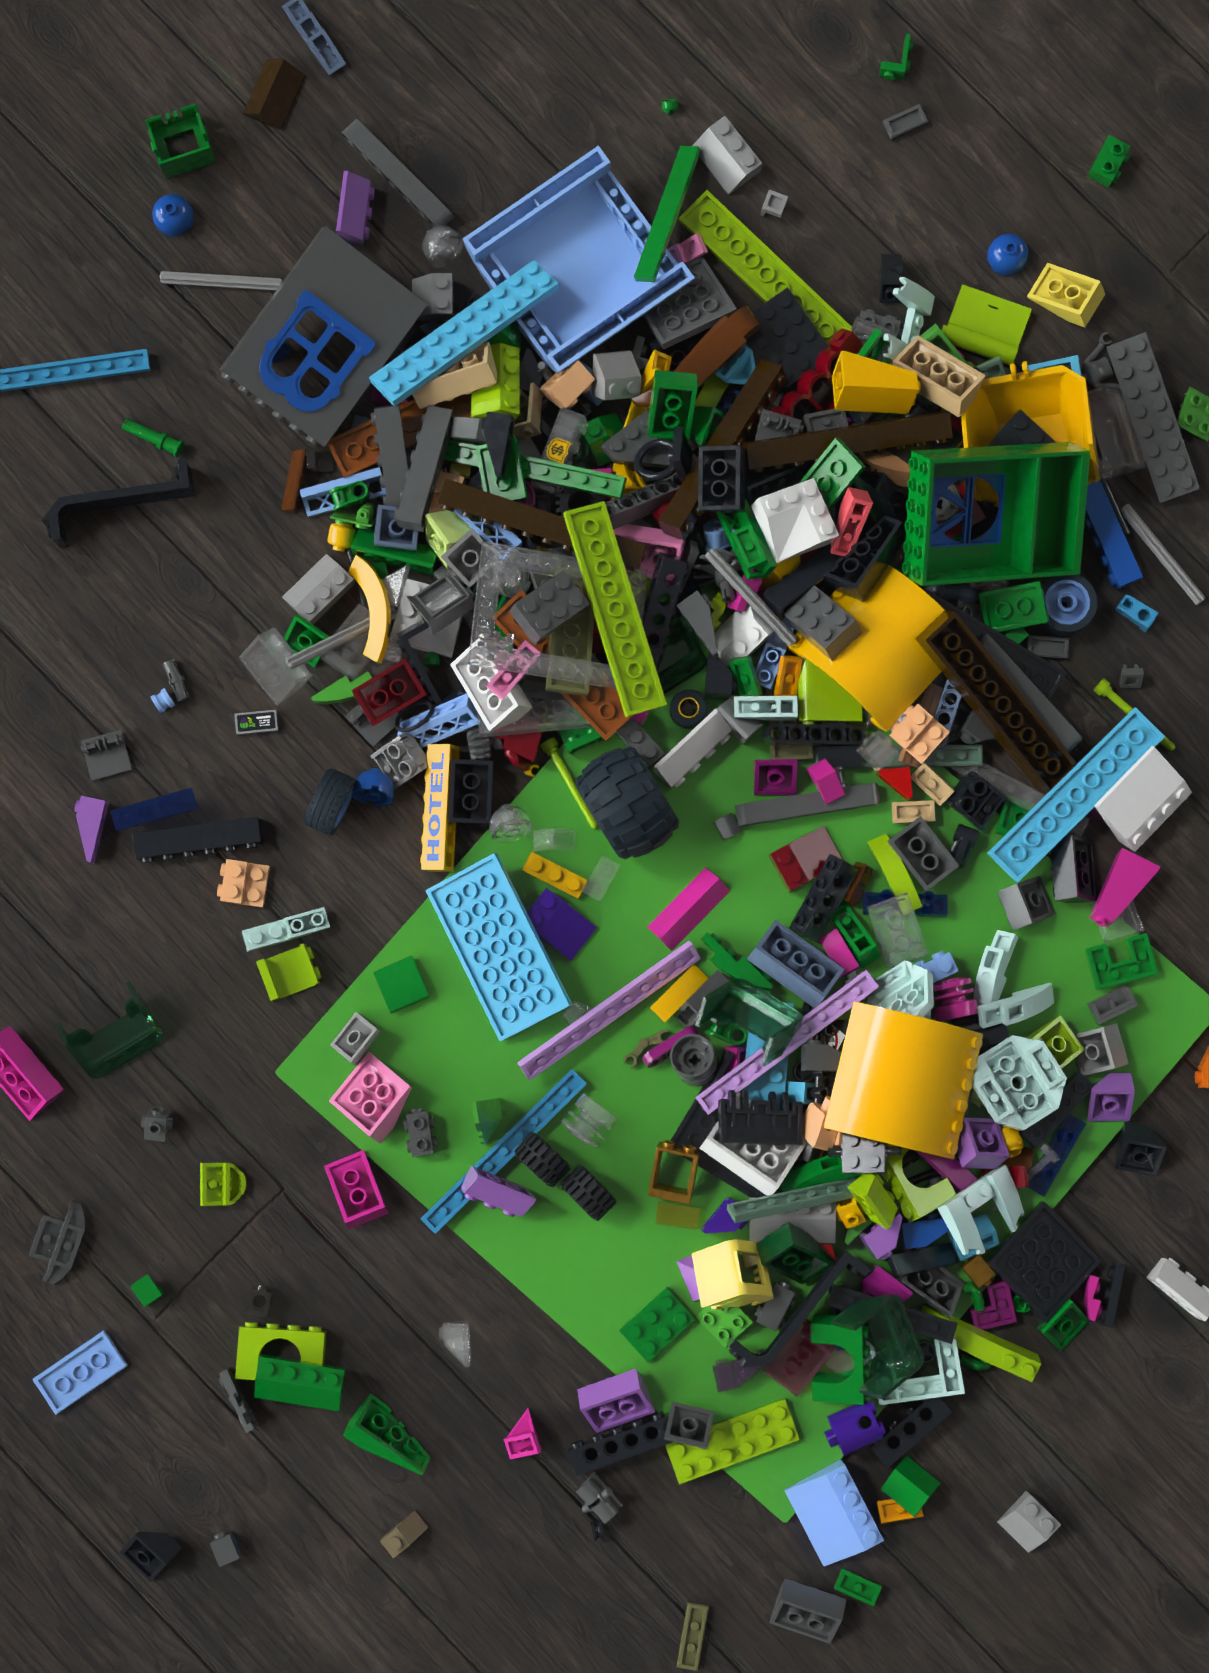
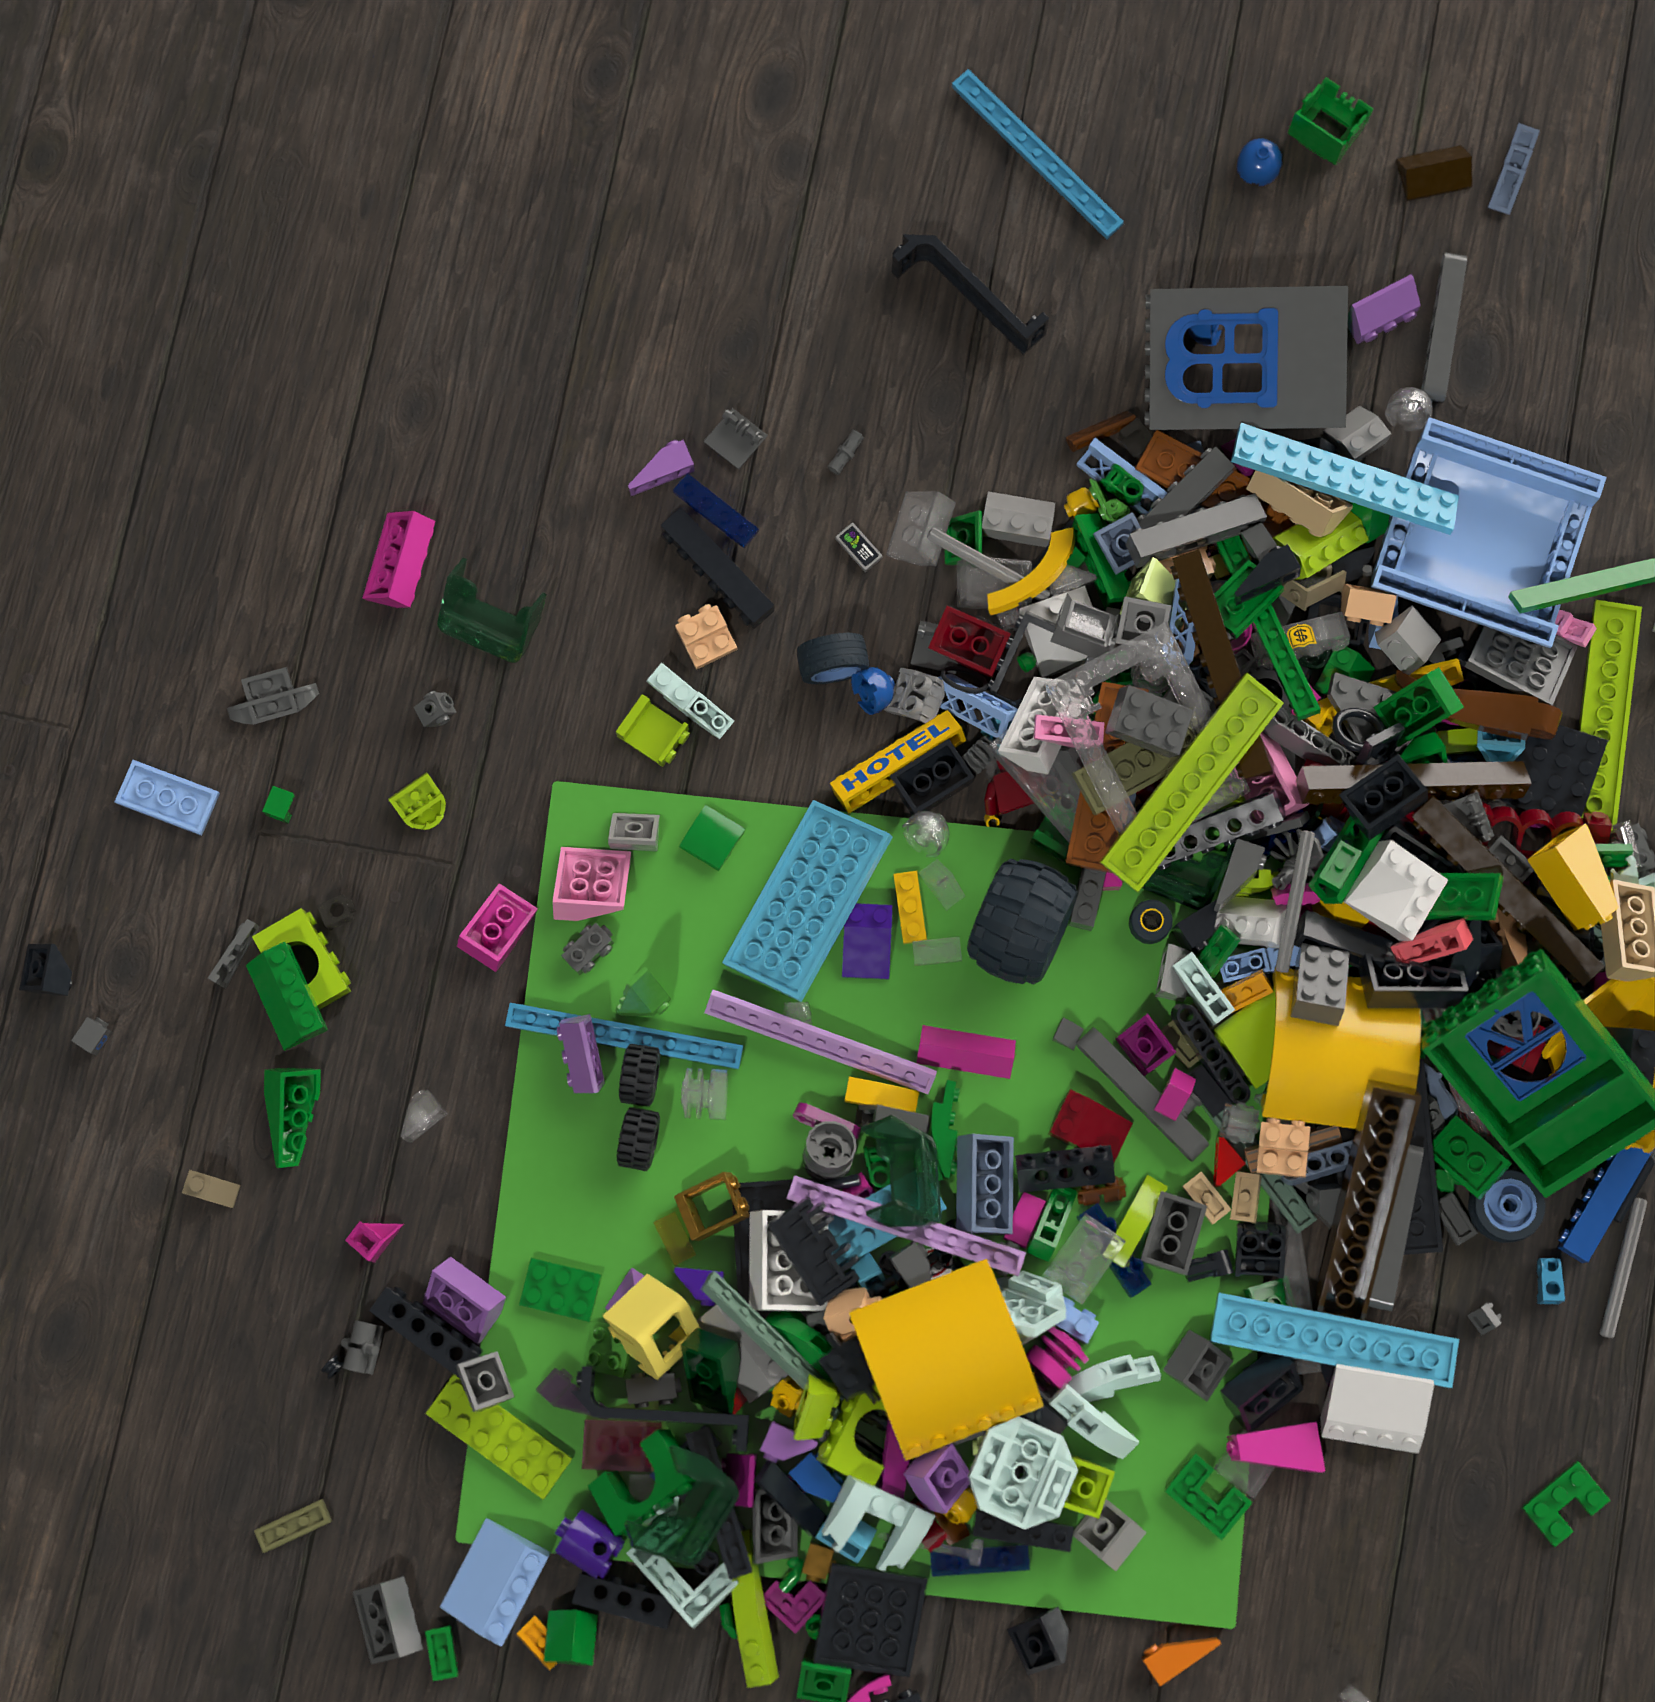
camera: 60 degrees right, 5 degrees down
(162, 440) = (1051, 291): green pin -> none
(162, 701) = (819, 452): light blue wheel -> none
(216, 280) = (1229, 238): light grey axle -> none
(340, 690) = (938, 598): bright green slope -> none
(550, 747) = (1024, 822): lime piece -> none
(643, 1043) = (811, 1096): olive piece -> none
(693, 749) = (1116, 950): white slope -> none
(1103, 688) = (1454, 1301): lime piece -> none
(1112, 1004) = (1160, 1516): dark grey hinge -> none
(1112, 1098) = (1070, 1578): medium lavender slope -> none

